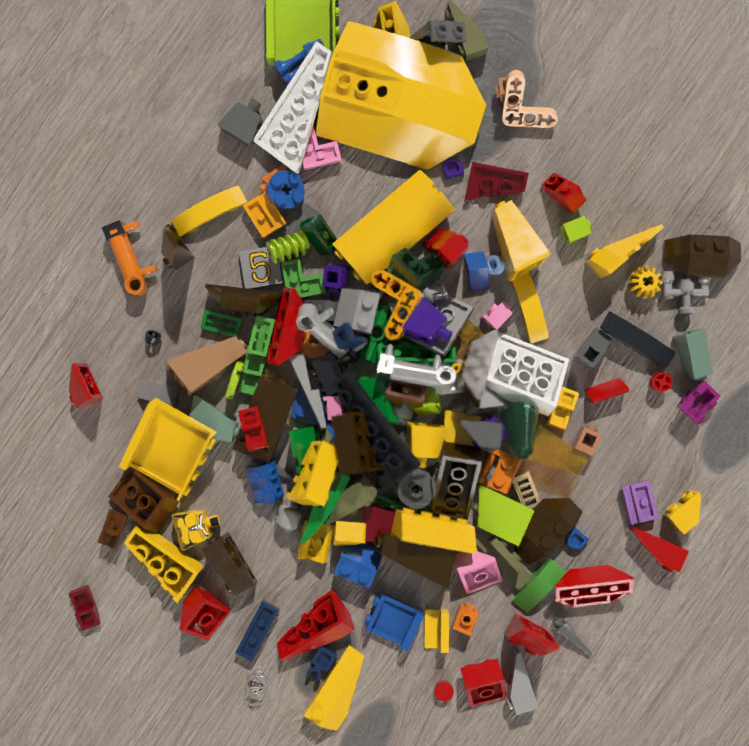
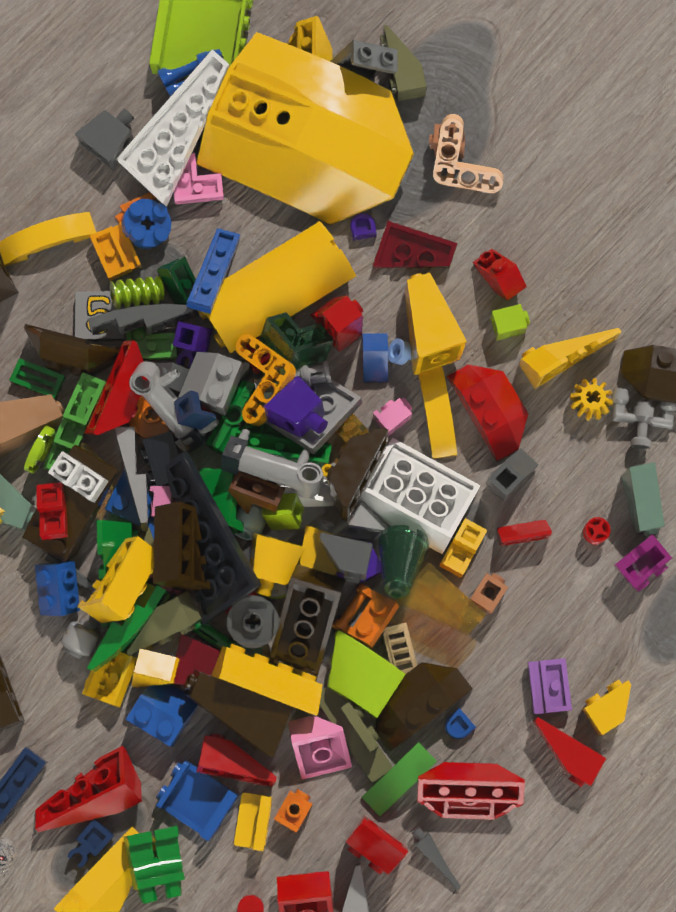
camera: 10 degrees right, 10 degrees down
(268, 400) = (78, 476): none -> white slope
(301, 266) = (150, 317): none -> dark grey slope
(344, 221) = (213, 271): none -> blue tile
(371, 670) = (155, 861): none -> green hips
(412, 590) = (227, 760): none -> red slope
(570, 297) = (492, 407): none -> red wedge
(637, 339) = (572, 471): black slope -> none

